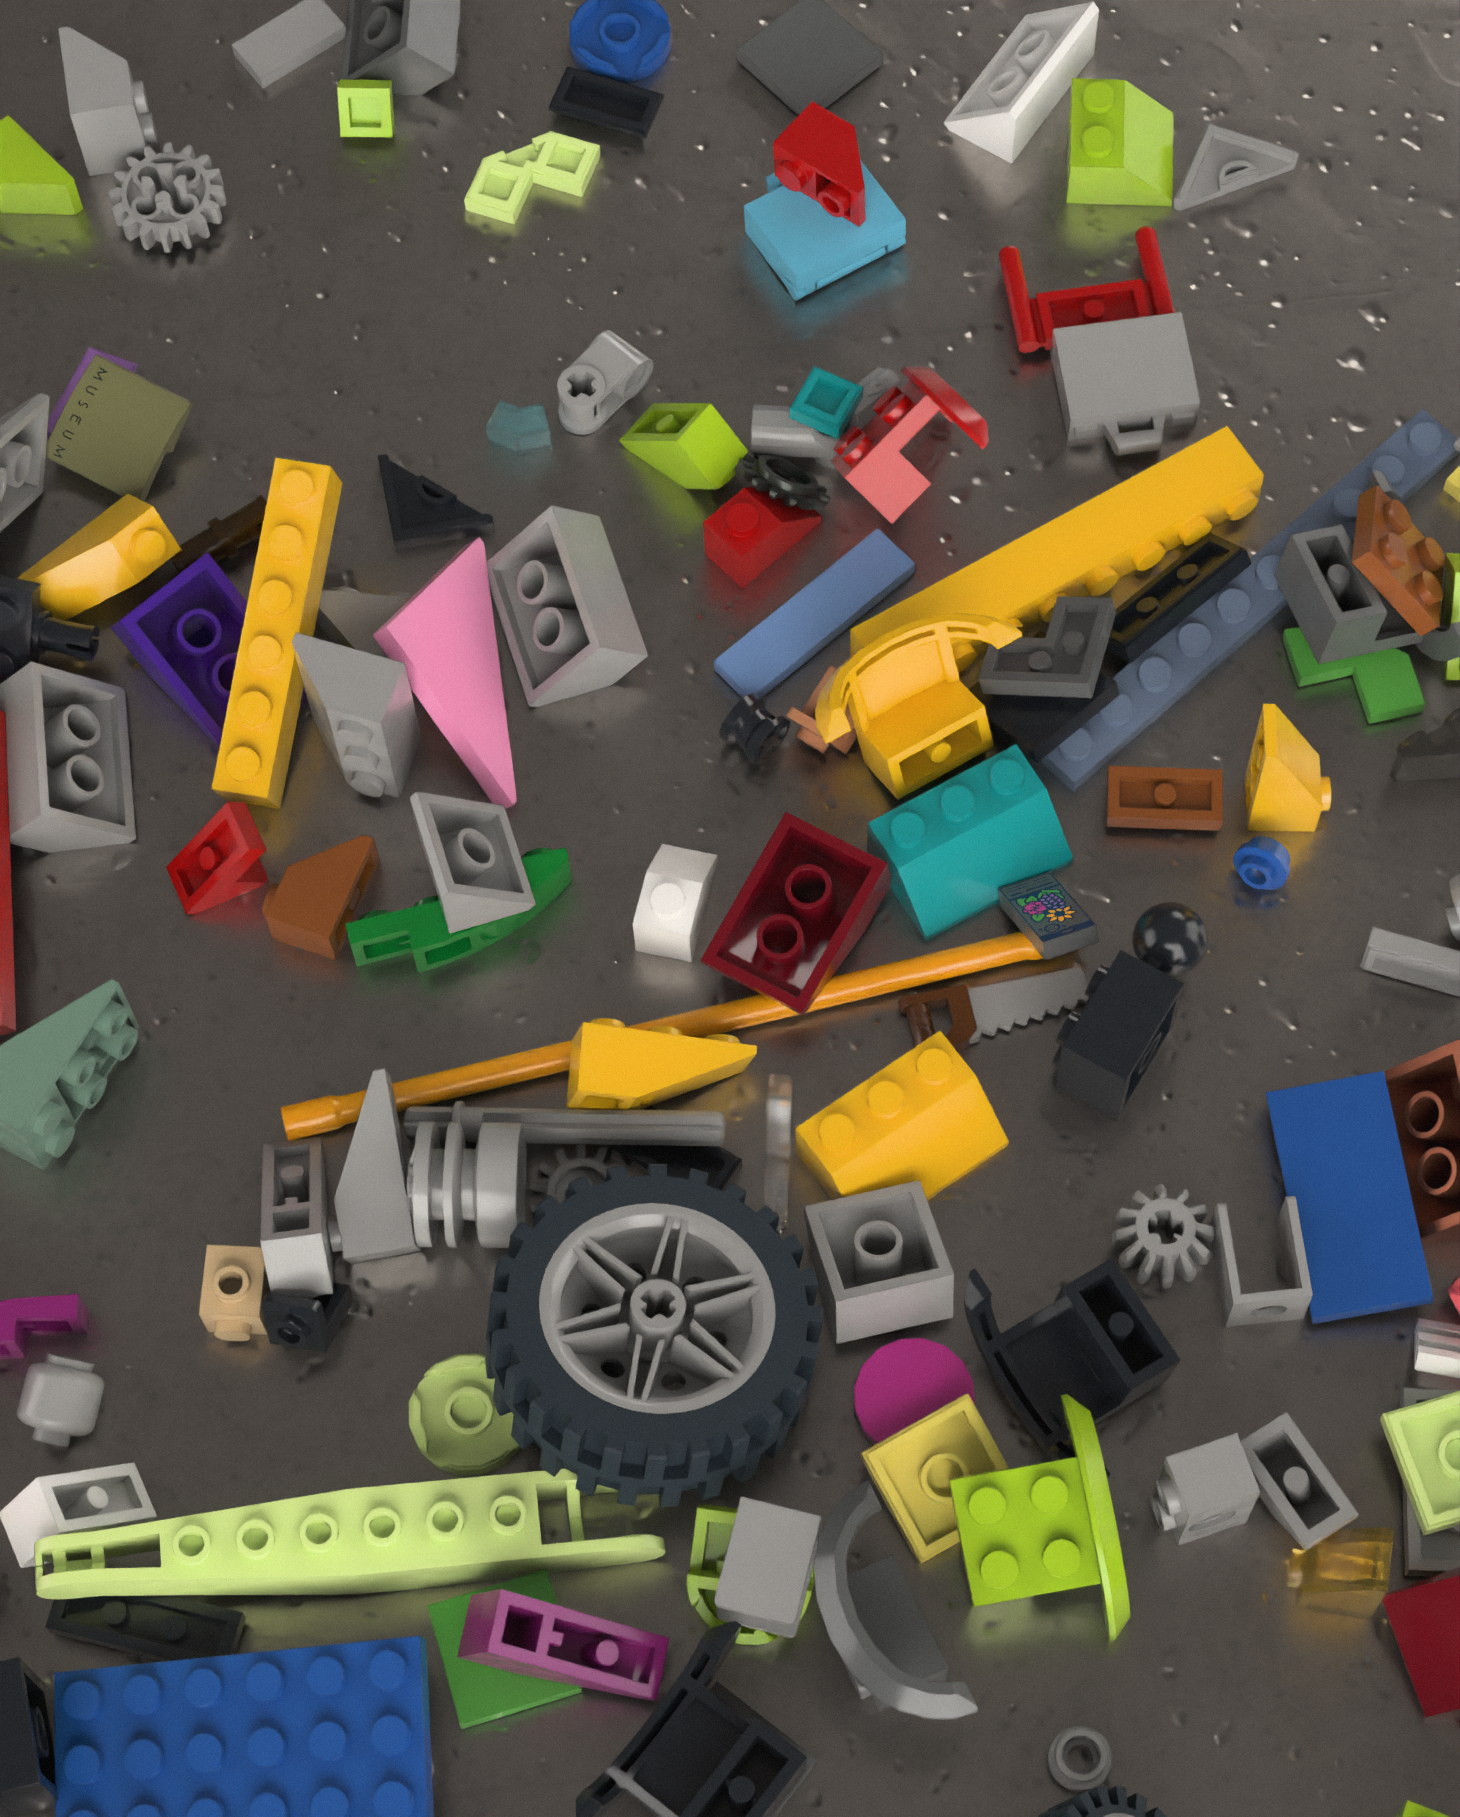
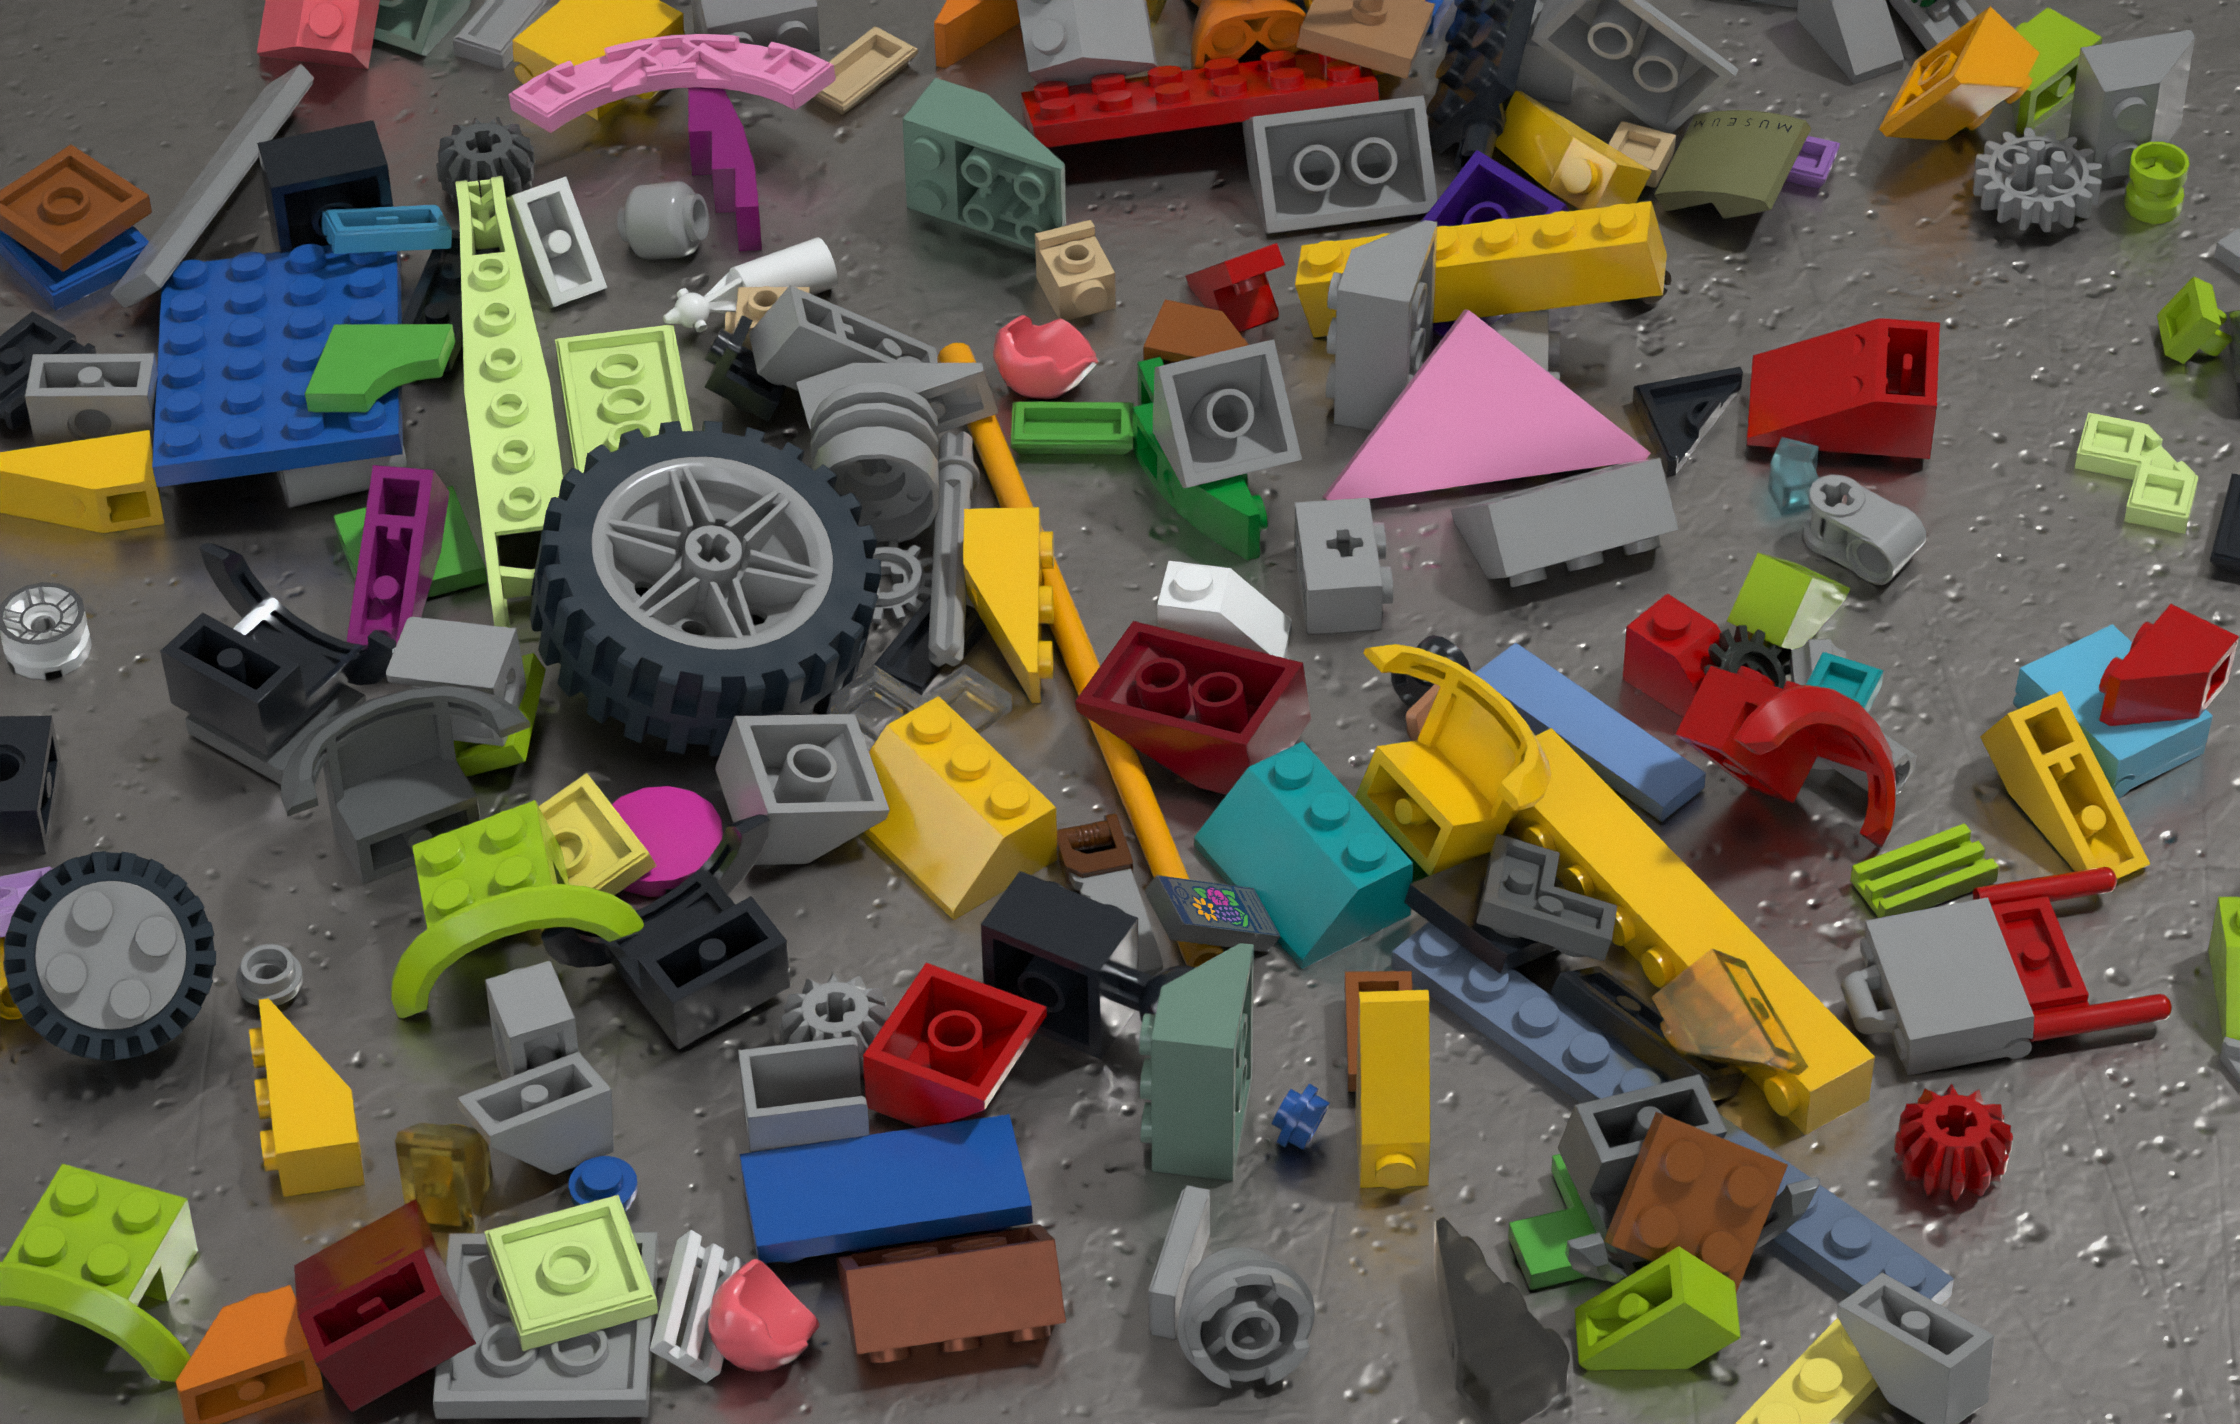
camera: 85 degrees right, 20 degrees down
(60, 228) = (1962, 80): none -> light orange slope
(77, 505) = (1645, 146): none -> tan plate
(89, 1670) = (386, 229): none -> dark azure tile
(167, 1304) = (799, 266): none -> white wheel
(184, 108) = (2156, 182): none -> lime wheel
(190, 1023) = (1074, 271): none -> tan brick
(310, 1034) = (1042, 359): none -> coral hair
(316, 1665) = (372, 359): none -> bright green tile
(336, 1431) = (620, 385): none -> yellowish green tile
(393, 1019) = (1072, 427): none -> bright green tile
(433, 368) = (1850, 390): none -> red slope
(586, 809) = (1340, 565): none -> light grey brick
(910, 269) = (2063, 786): none -> yellow slope
(991, 344) = (1918, 866): none -> lime tile
(1207, 520) = (1726, 1017): none -> clear yellow slope
(1213, 1128) = (946, 1048): none -> red slope
(1262, 910) = (1199, 1067): none -> sand green slope
(1266, 1705) = (310, 1111): none -> yellow slope
(1290, 391) = (1953, 1142): none -> red gear
(1337, 1439) = (601, 1179): none -> blue plate

